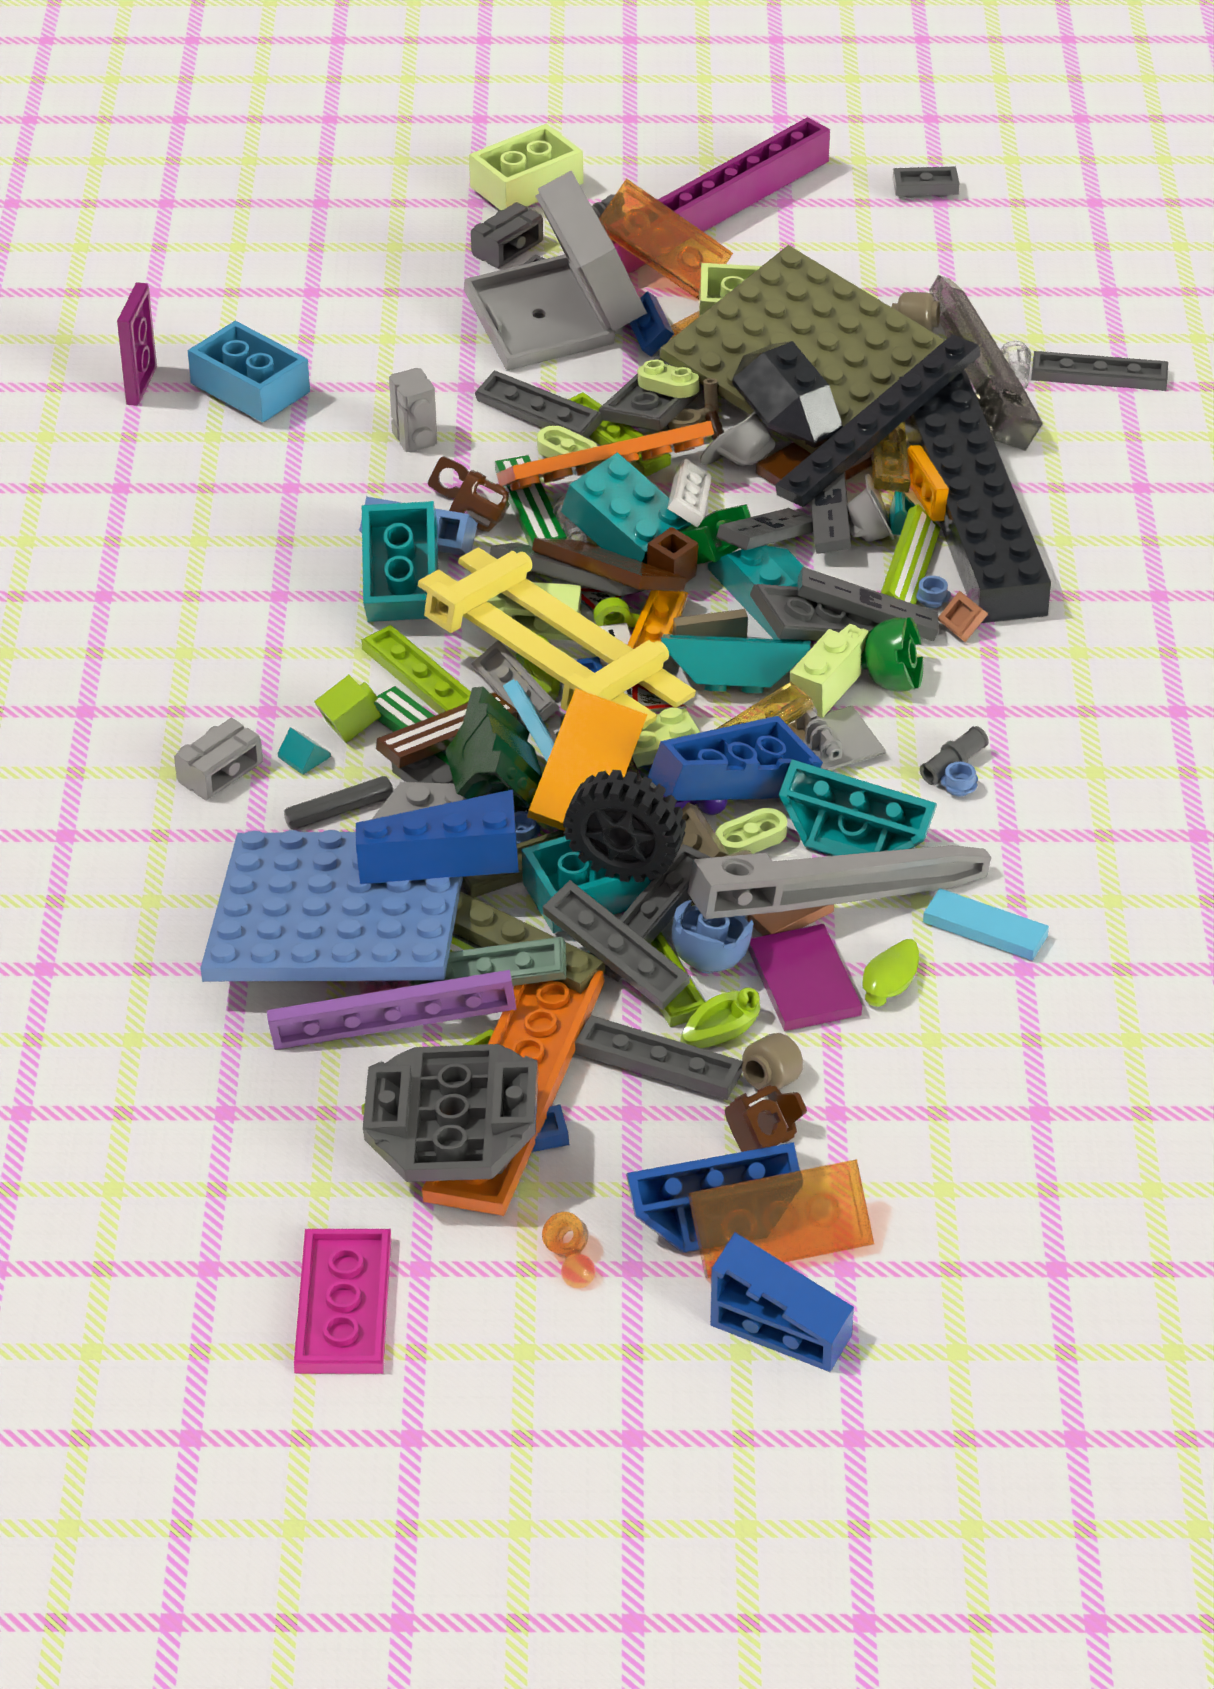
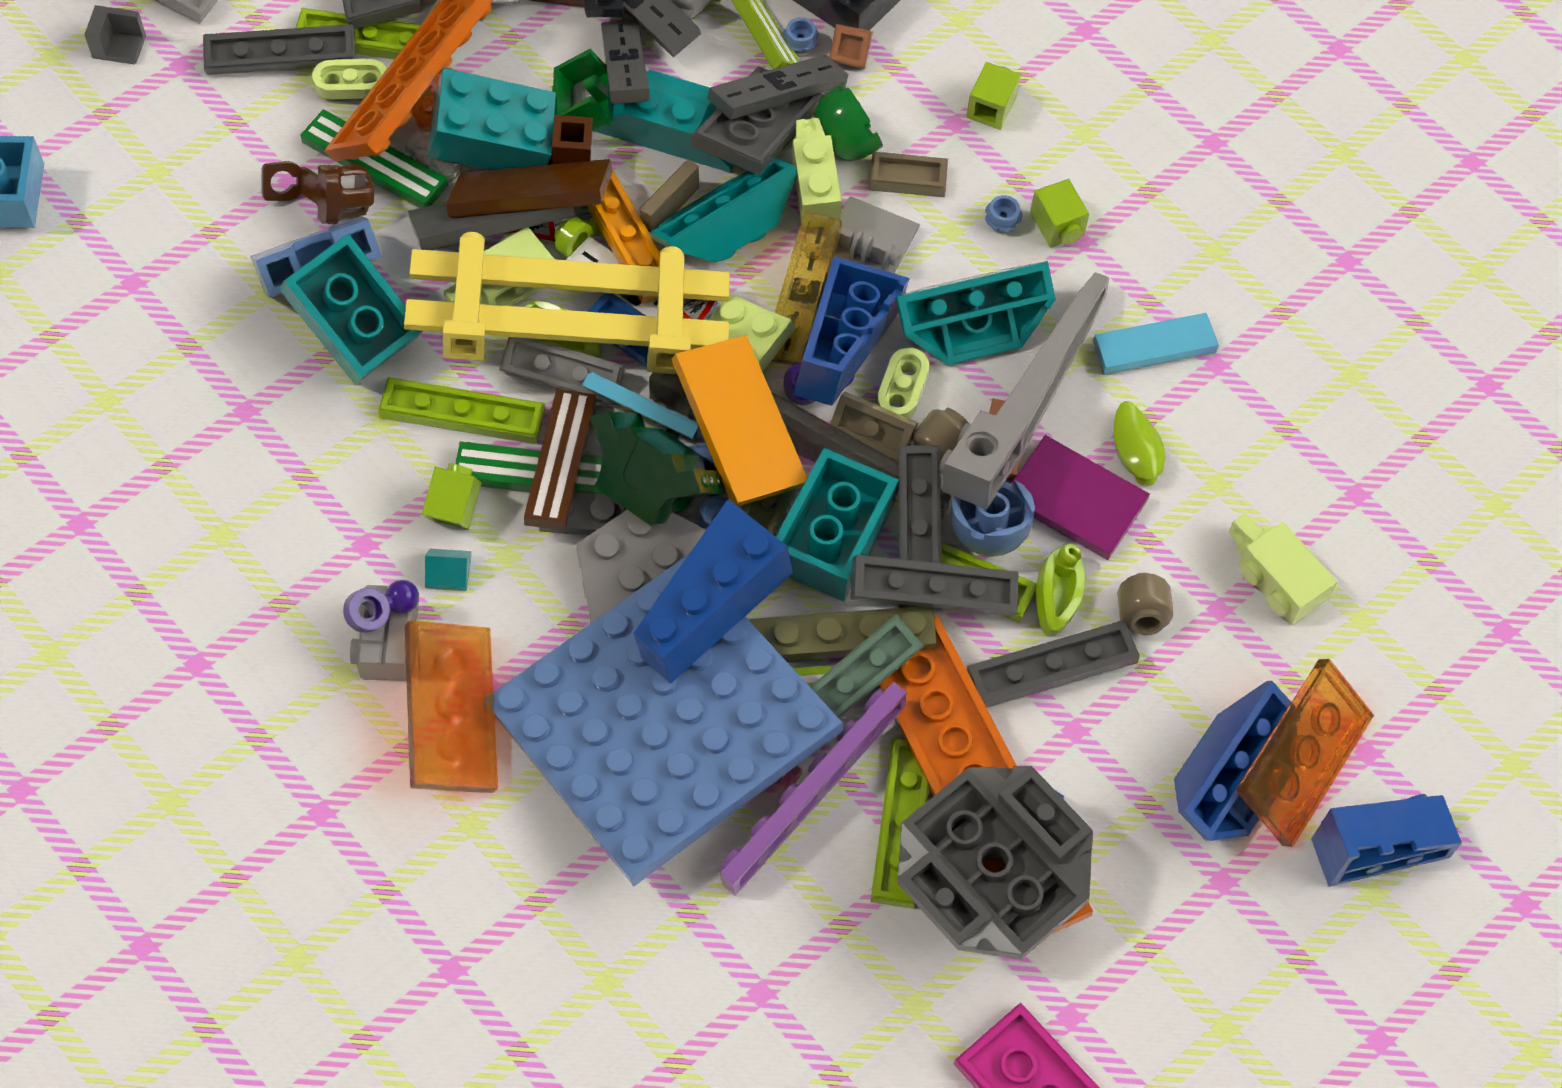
camera: 45 degrees left, 20 degrees up
(207, 819) = (450, 707): none -> clear orange tile
(241, 732) = (399, 597): none -> dark purple plate
(338, 802) = (534, 600): dark grey axle -> none
(413, 409) = (184, 129): light grey brick -> none
(437, 342) = (115, 34): none -> dark grey panel
(577, 1268) = (1191, 918): clear orange plate -> none
(624, 826) = (875, 475): black wheel -> none
(690, 492) = (524, 65): white tile -> none
(767, 1121) = (1206, 682): reddish brown piece -> none
(908, 1111) = (1281, 568): none -> yellowish green hinge
(916, 718) = (908, 174): none -> dark tan tile
(954, 751) = (978, 193): dark grey pin -> none
(1002, 800) = (1059, 213): none -> lime brick
(1039, 702) = (993, 95): none -> lime brick

